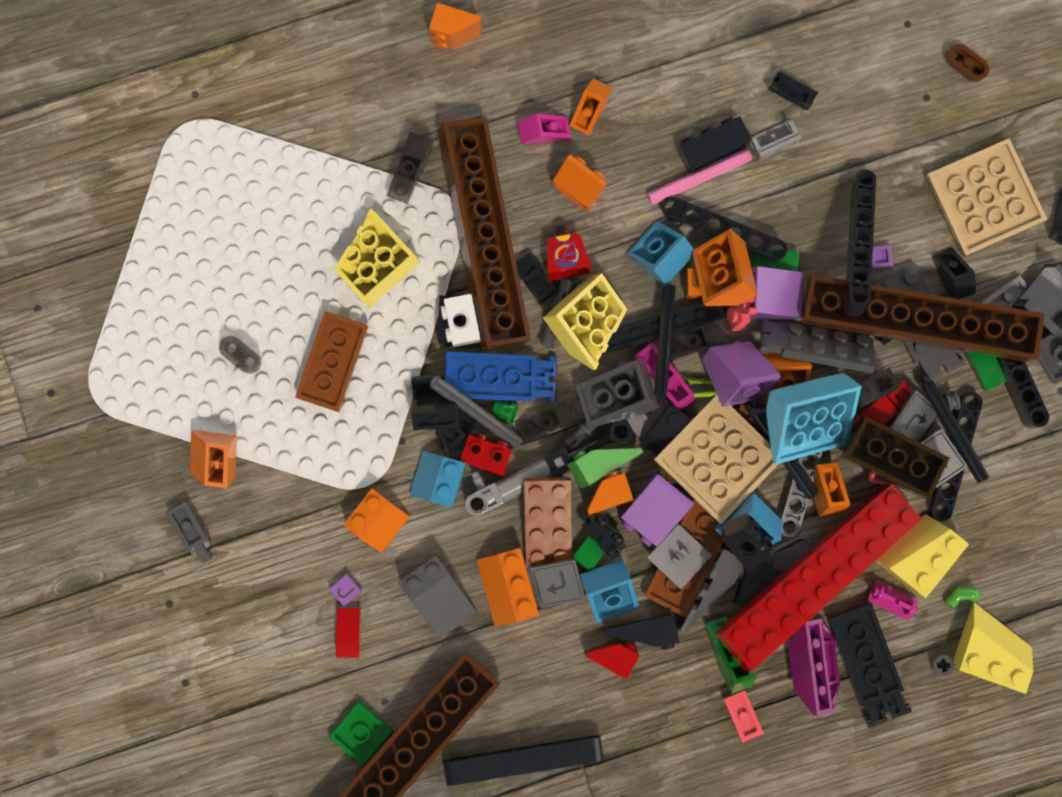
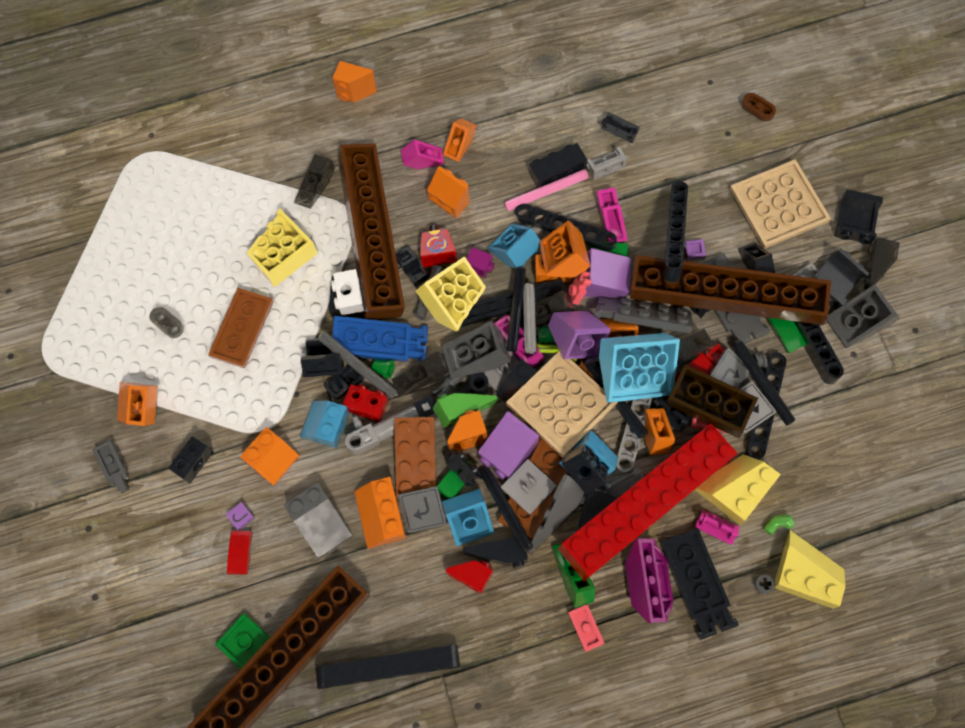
camera: 10 degrees right, 15 degrees down
(283, 525) = (190, 460): none -> black brick
(619, 275) = (480, 262): none -> magenta brick
(654, 585) = (506, 510): none -> black axle
(681, 352) = (529, 318): none -> light grey axle
(696, 369) = (544, 335): none -> dark green cone
(779, 211) = (611, 213): none -> dark pink slope
(850, 473) = (676, 418): none -> black hinge

